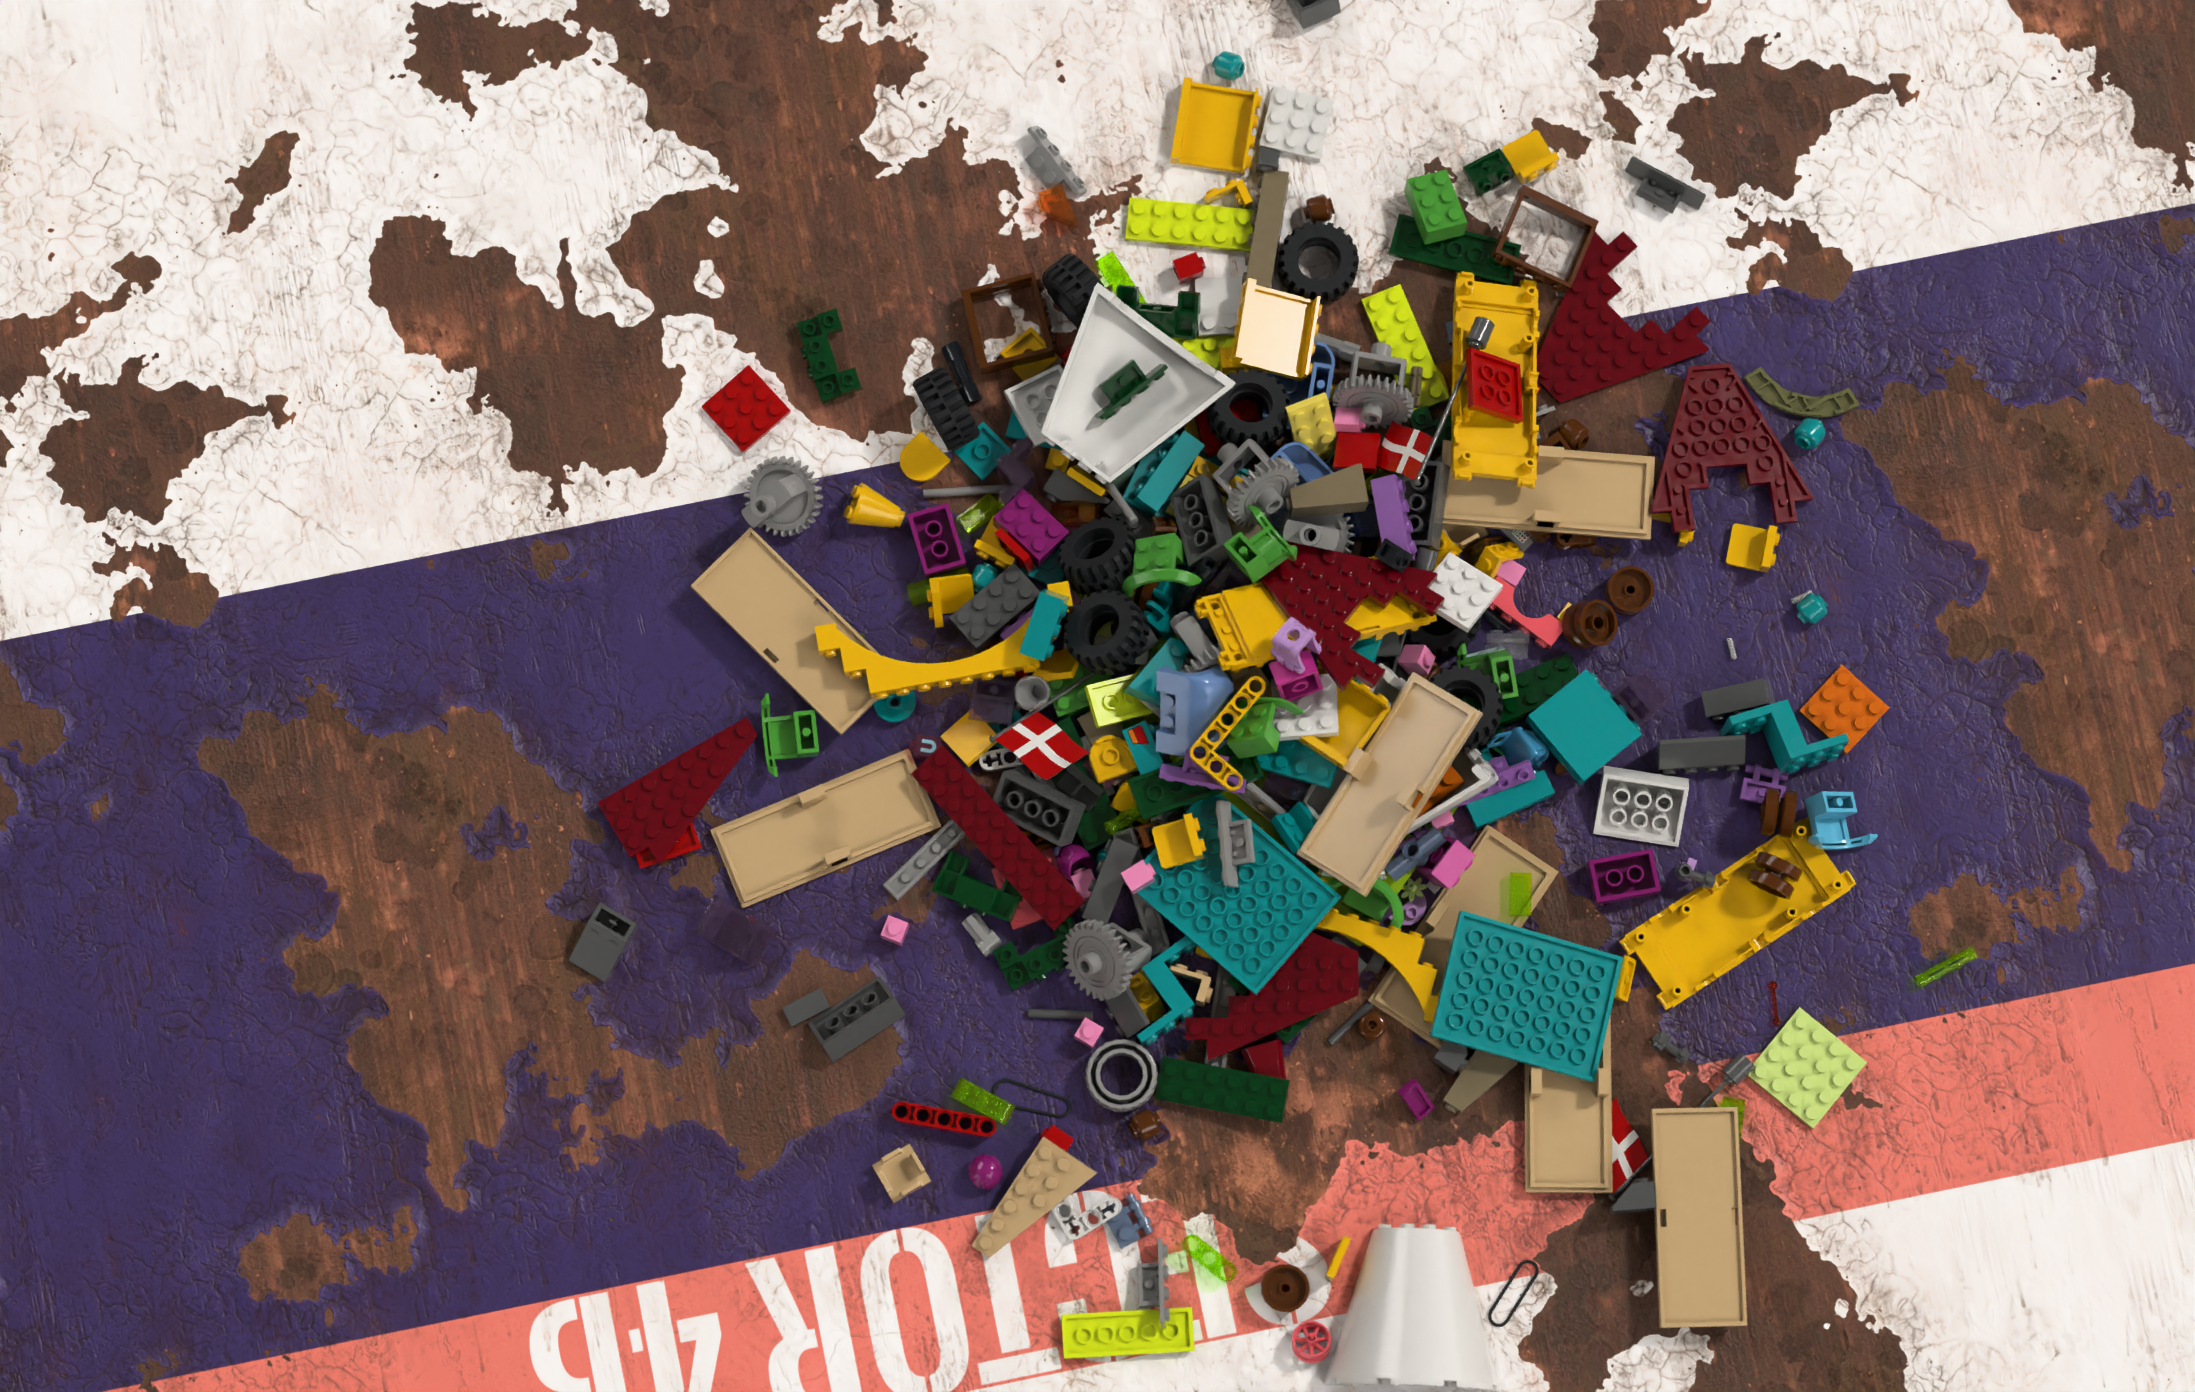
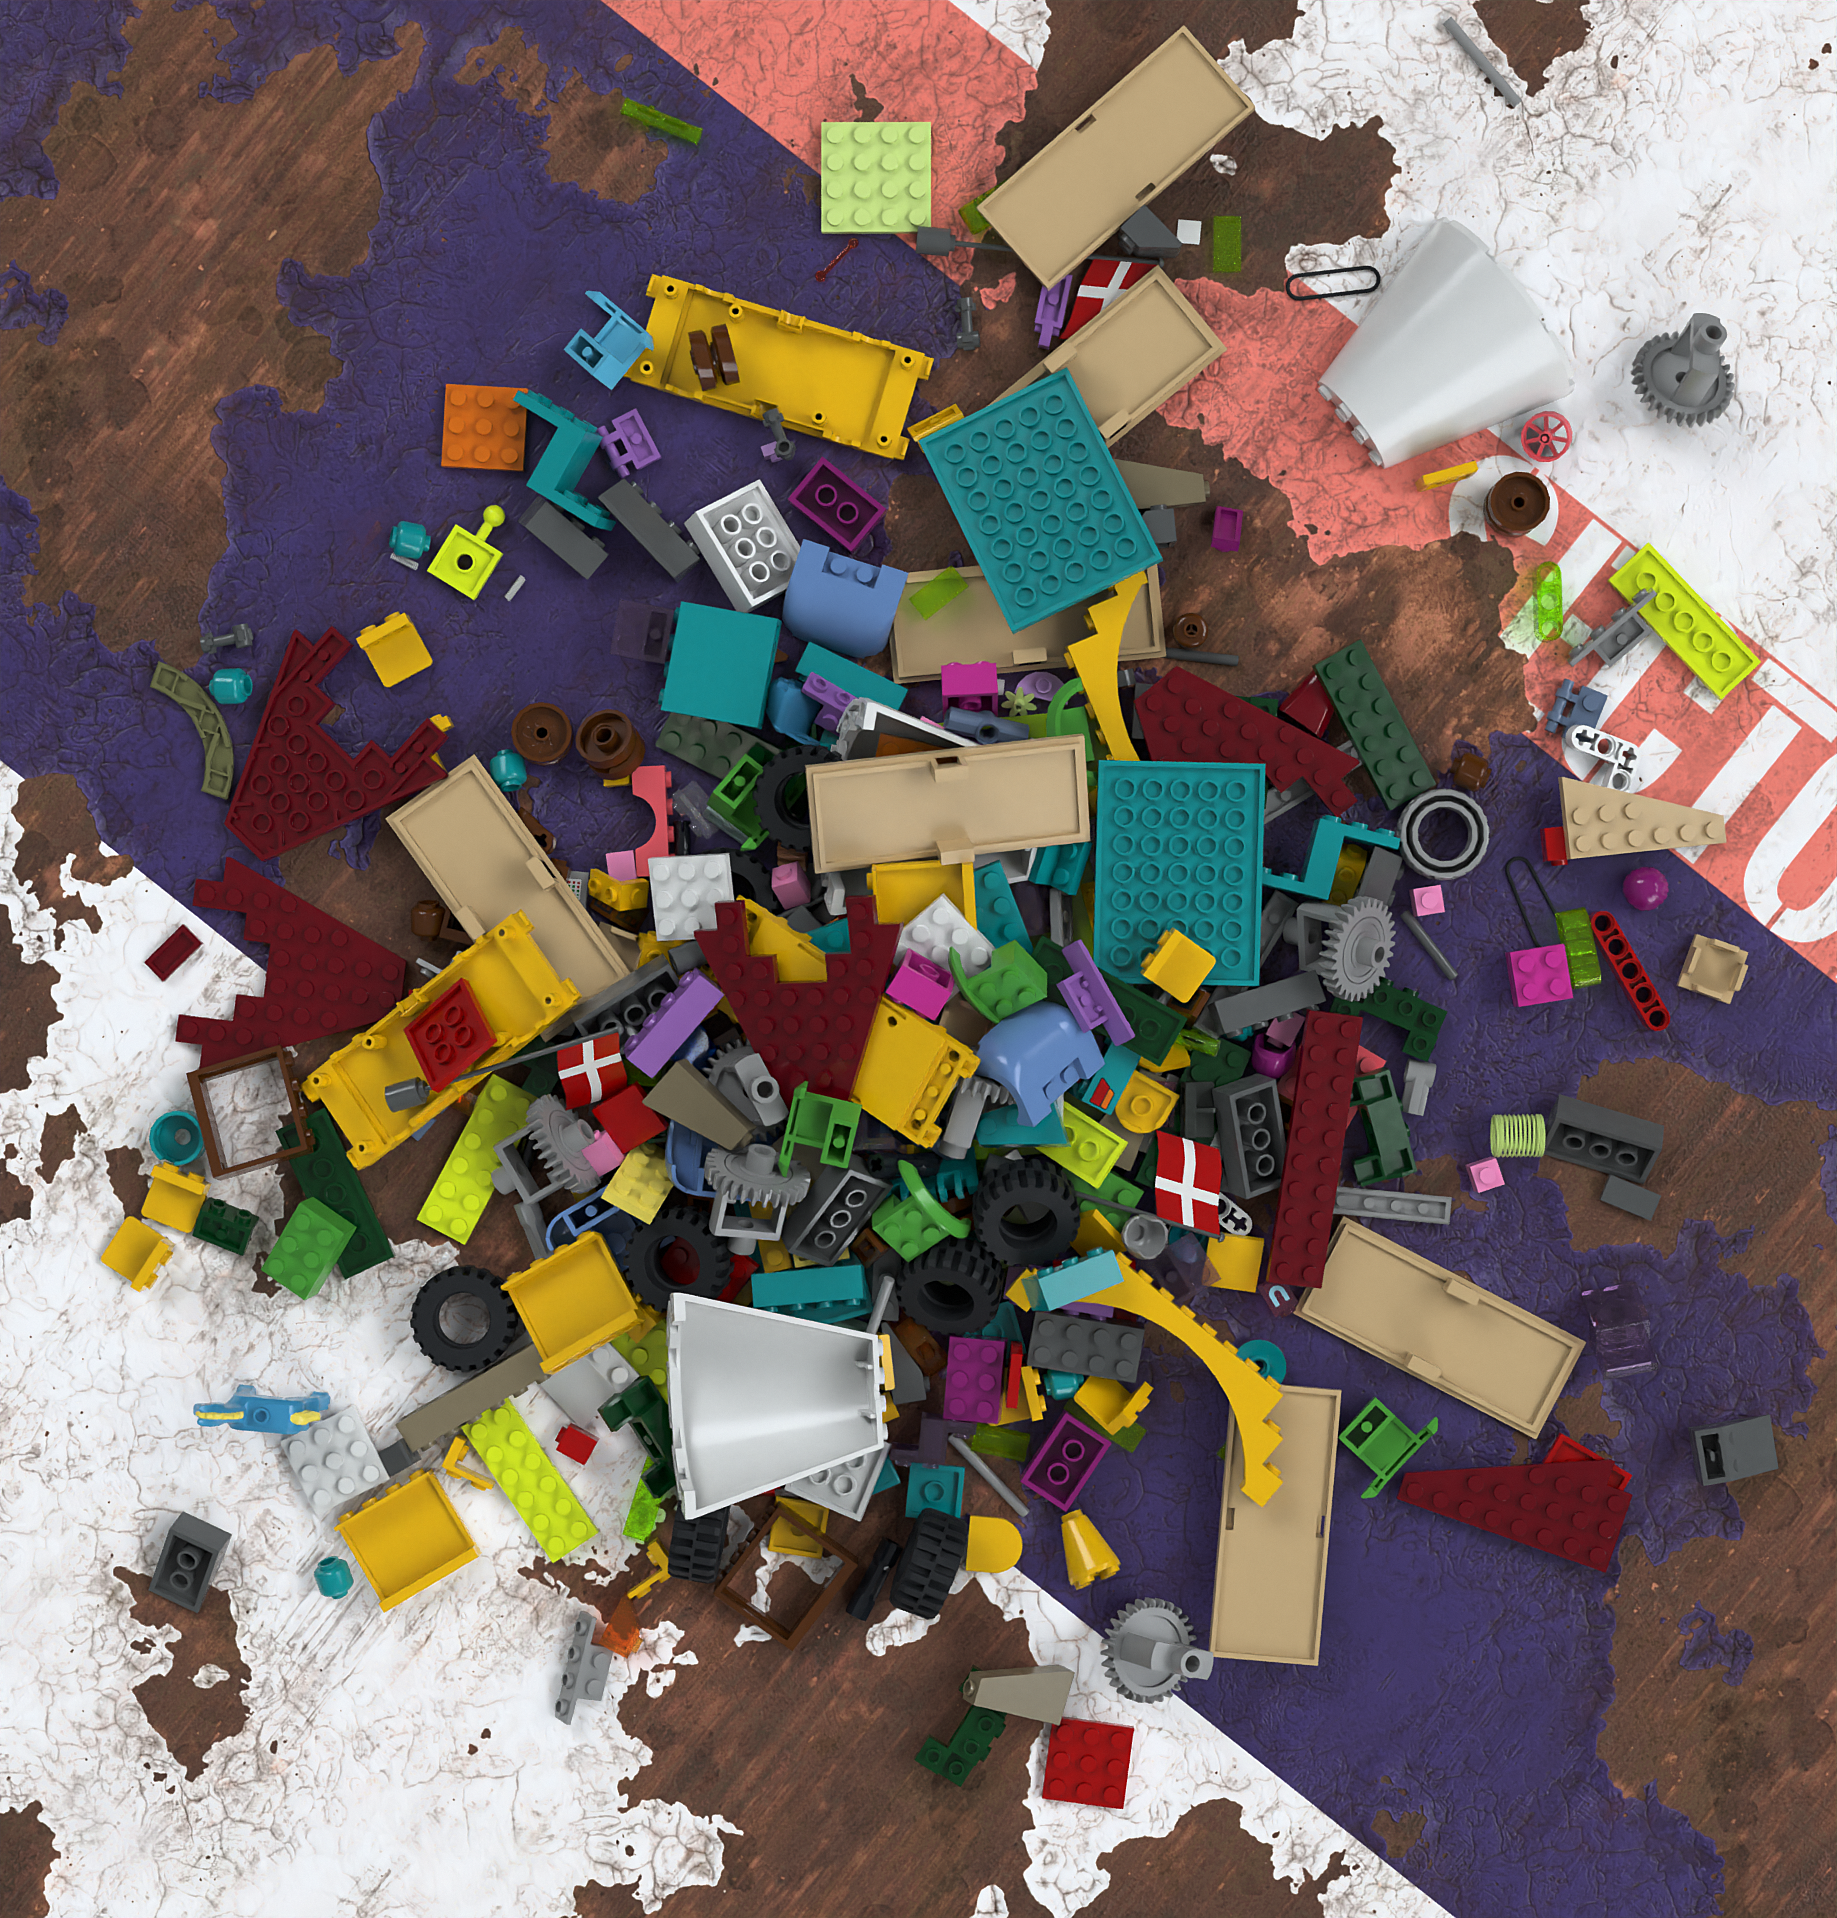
camera: 130 degrees left, 10 degrees up
(821, 403) = (1024, 1692): none -> dark tan slope
(891, 980) = (1498, 1140): none -> yellowish green piece
(987, 1063) = (1539, 975): none -> dark pink brick
(1070, 237) = (658, 1556): none -> yellow bracket
(1125, 384) = (757, 1404): dark green bracket -> none
(1138, 876) = (1244, 976): bright pink brick -> none
(1200, 977) = (1283, 837): tan bracket -> none
(1223, 731) = (1039, 1008): yellow beam -> none
(1235, 843) = (1133, 908): light grey bracket -> none
(1287, 650) = (910, 1005): lavender piece -> none
(1319, 208) = (407, 1363): reddish brown head -> none
(1364, 97) = (262, 1412): none -> dark azure animal
(1393, 555) = (713, 989): black bracket -> none
(1415, 384) = (509, 1117): dark tan axle -> none
(1514, 109) = (138, 1253): none -> yellow bracket
(1563, 832) = (841, 601): none -> medium blue piece
(1568, 176) = (163, 1137): none -> teal piece
(1590, 1247) = (1226, 244): none -> clear neon green tile
(1617, 1231) = (1189, 231): none -> white sticker
(1624, 553) = (508, 770): none -> teal head
(1636, 1105) = (1051, 311): none -> medium lavender hinge
(1662, 188) = (98, 1038): dark grey bracket -> none
(1677, 273) = (174, 952): none -> dark red tile
(1767, 645) = (464, 543): none -> neon yellow plate
(1780, 813) = (647, 404): reddish brown wheel -> none
(1835, 463) = (241, 636): none -> dark grey bar

